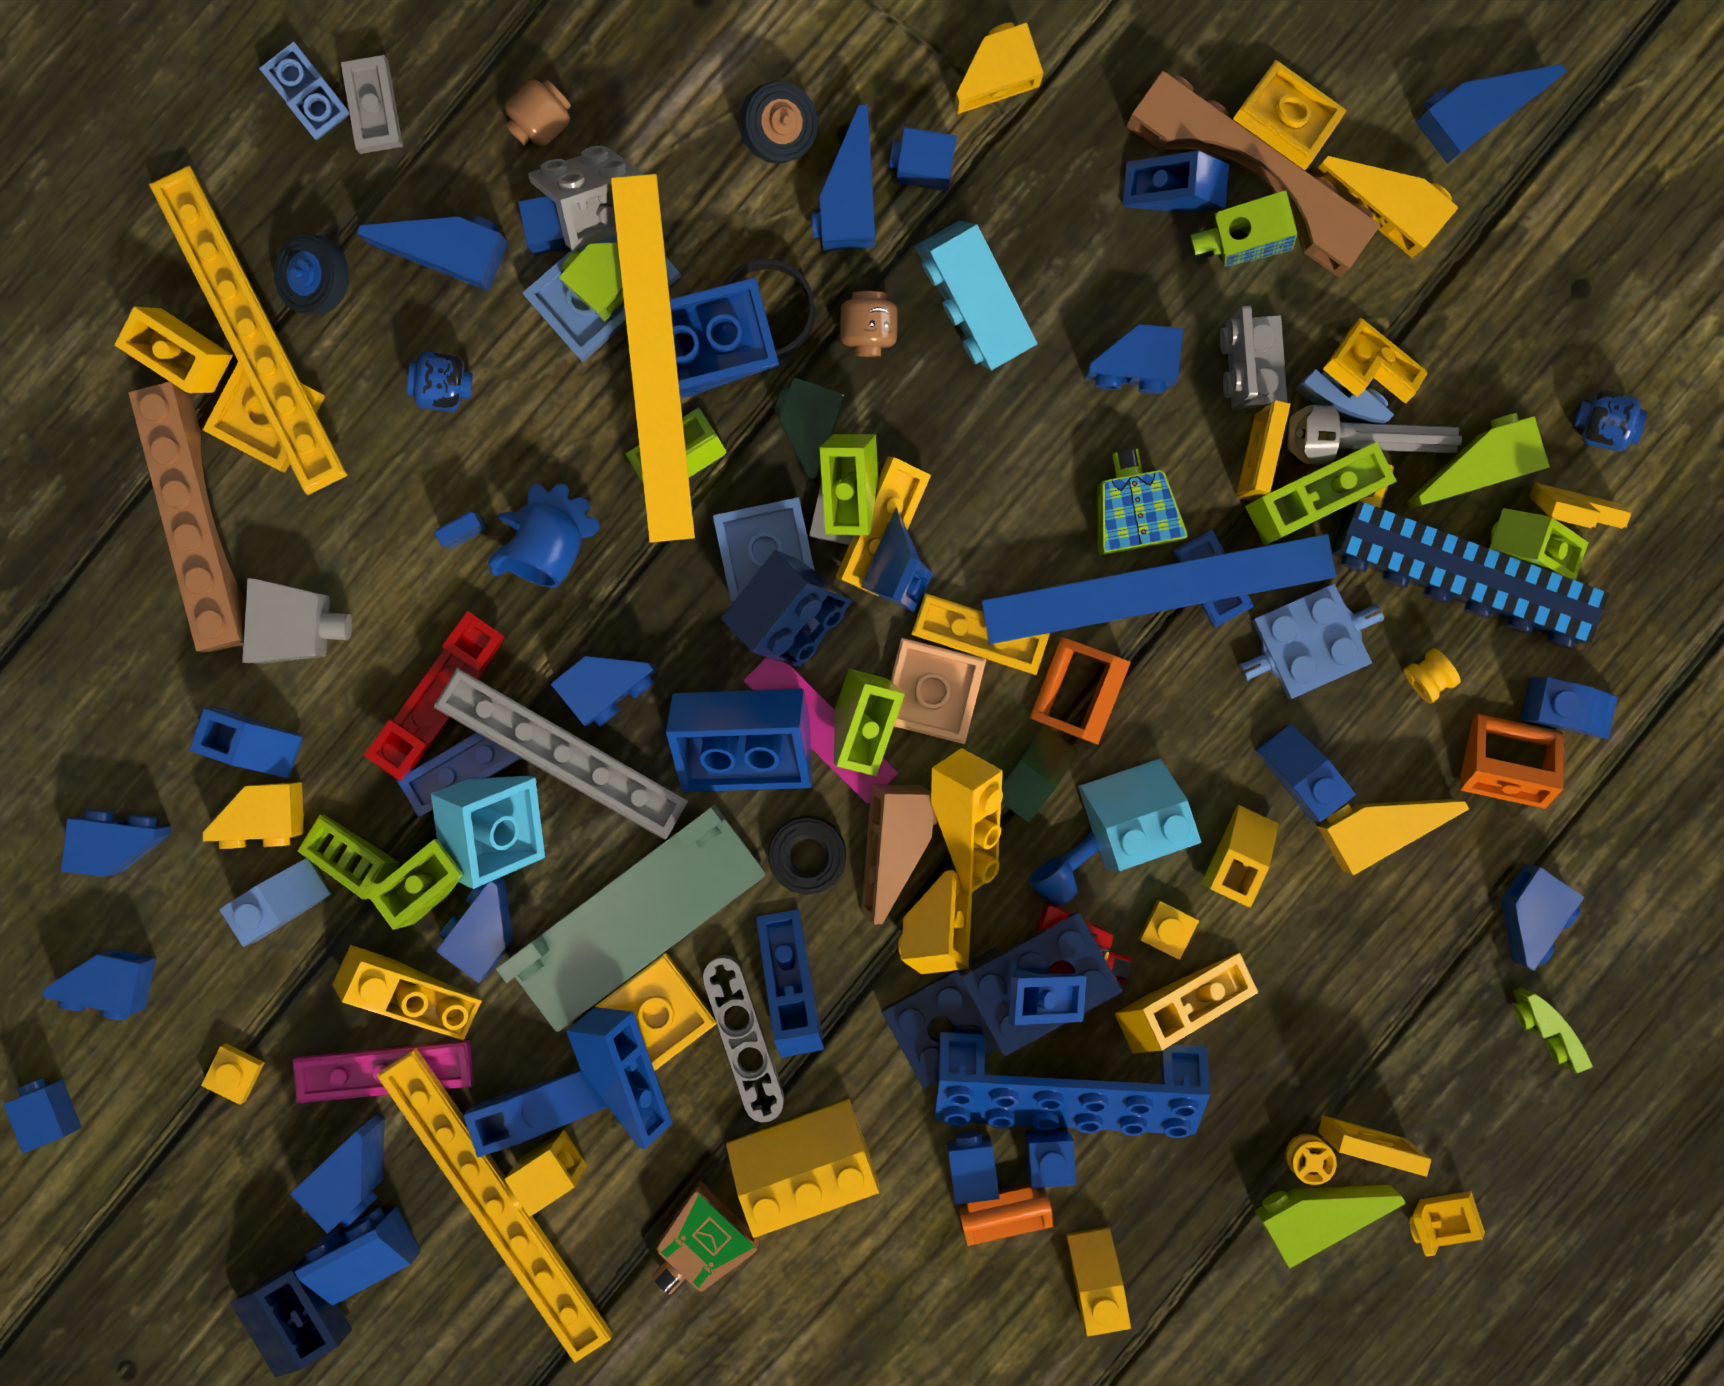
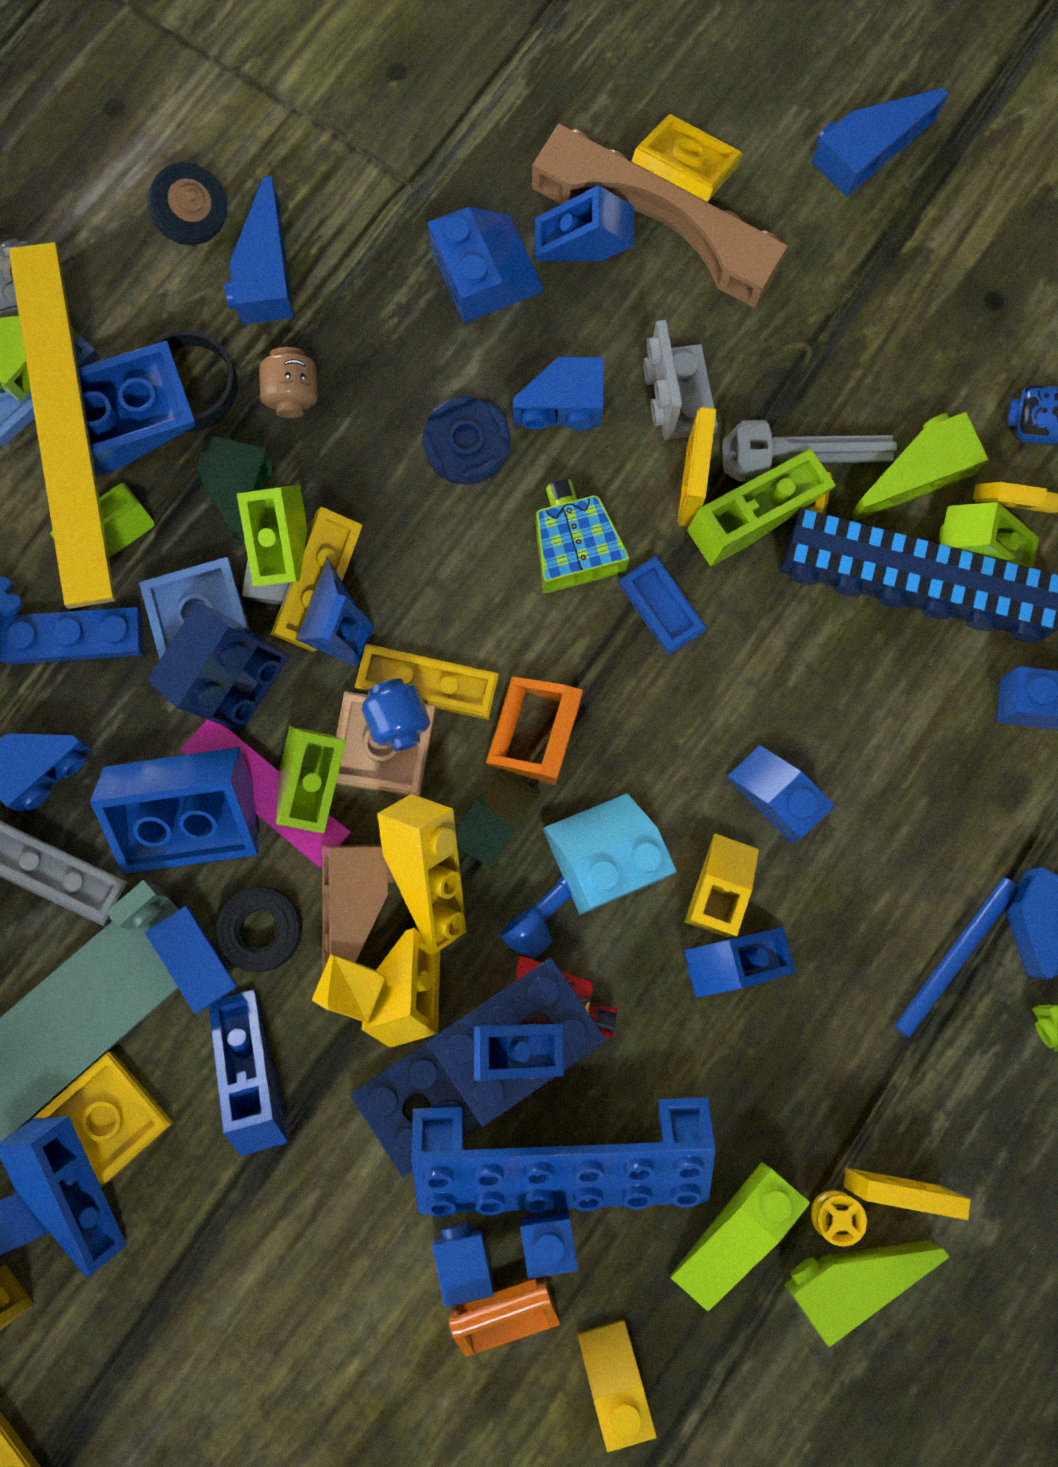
camera: 10 degrees left, 10 degrees down
(641, 561) = (71, 636): none -> blue plate
(702, 1242) = (162, 1381): torso -> none
(738, 1039) = (193, 1141): light grey beam -> none
(746, 879) = (191, 959): none -> blue tile
(802, 1168) = (270, 1283): yellow slope -> none
(892, 922) = (348, 988): none -> yellow slope
(923, 158) = (334, 226): blue brick -> none
(952, 670) = (395, 714): none -> blue head
(975, 294) = (393, 343): medium azure wedge -> none
(1001, 68) = (401, 141): yellow slope -> none
(1037, 394) = (466, 440): none -> dark blue tile
(1071, 208) = (482, 261): none -> blue slope
(1158, 589) = (604, 617): blue tile -> none
(1168, 929) = (655, 975): yellow plate -> none
(1185, 1005) = (681, 1055): yellow slope -> none
(1221, 1166) = (740, 1236): none -> lime slope
(1246, 930) = (739, 962): none -> blue slope
(1264, 220) = (661, 263): lime torso -> none
(1311, 641) = (770, 659): medium blue plate -> none
(1325, 390) = (789, 420): medium blue slope -> none
(1370, 355) = (789, 371): yellow tile -> none
(1375, 830) = (861, 845): yellow slope -> none
(1402, 204) = (812, 228): yellow slope -> none
(1432, 675) = (899, 680): yellow wheel -> none
(1446, 1221) = (997, 1276): yellow bracket -> none
(1450, 938) = (956, 957): none -> blue bar
(1507, 779) = (994, 780): orange tile -> none

